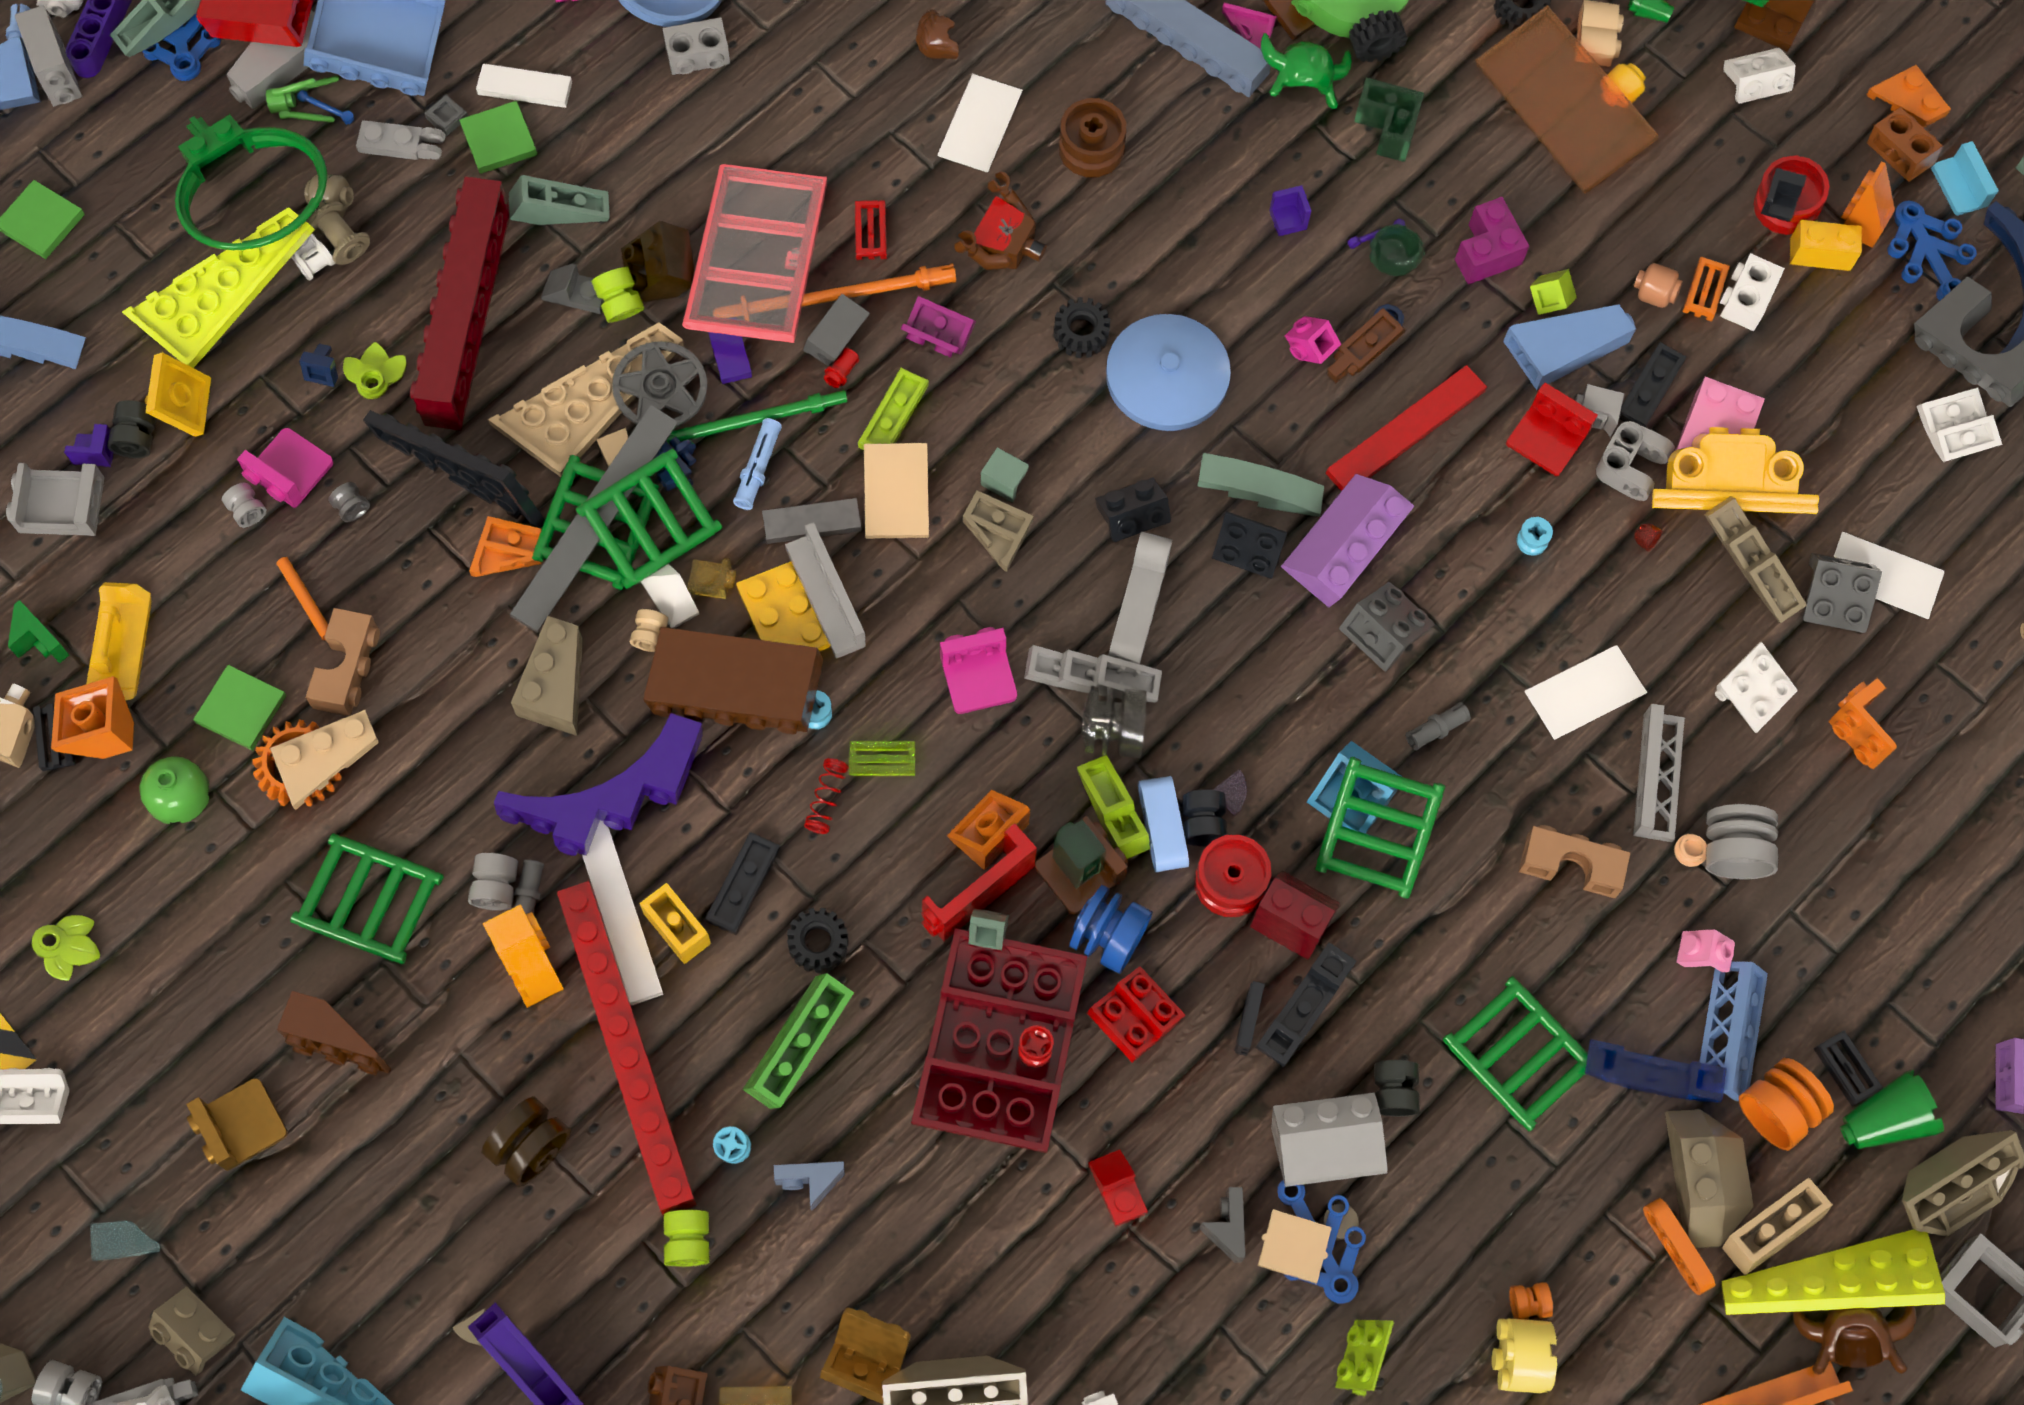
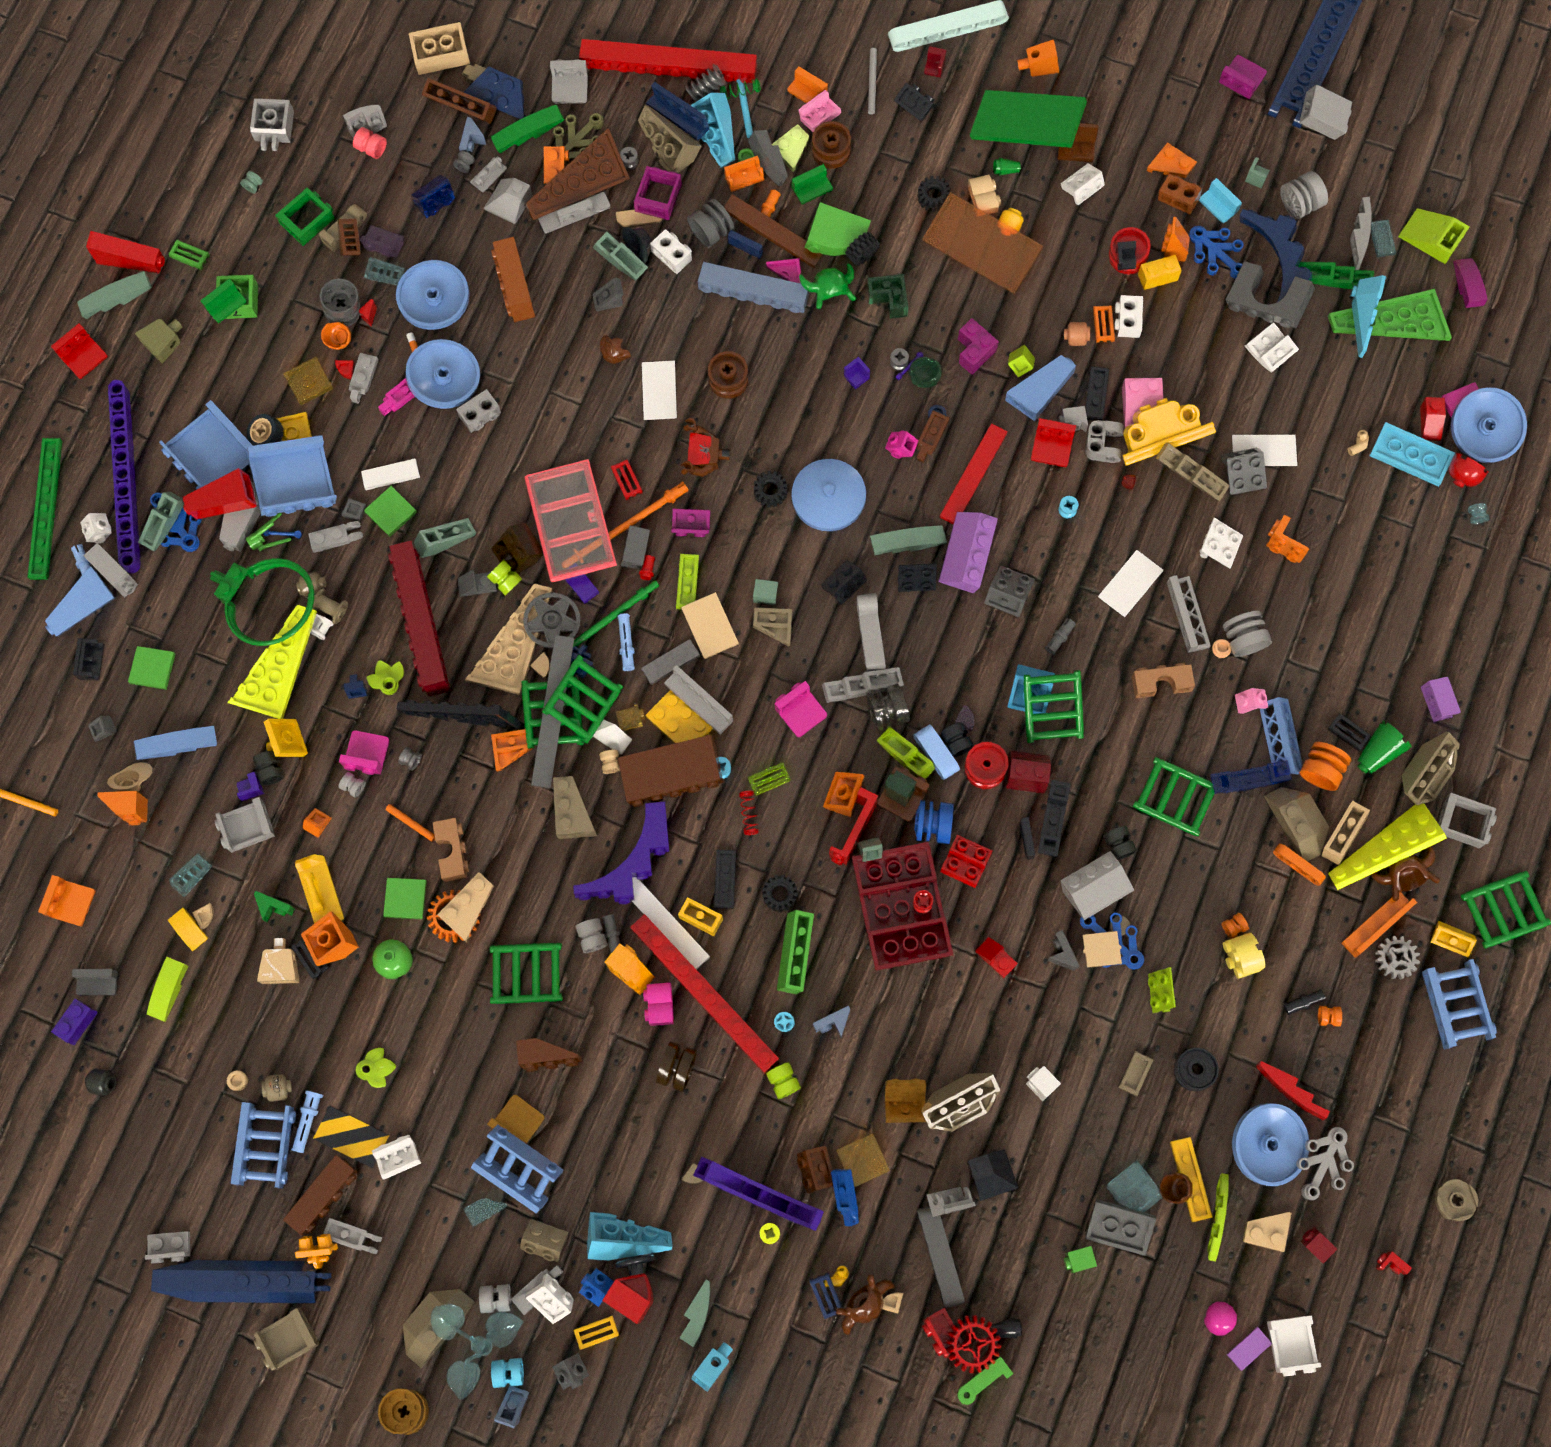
camera: 15 degrees left, 5 degrees up
(164, 539) = (316, 822): none -> orange slope
(178, 1208) = (508, 1181): none -> medium blue fence
(549, 1033) = (659, 1004): none -> dark pink brick
(1366, 224) = (899, 364): none -> flat silver wheel

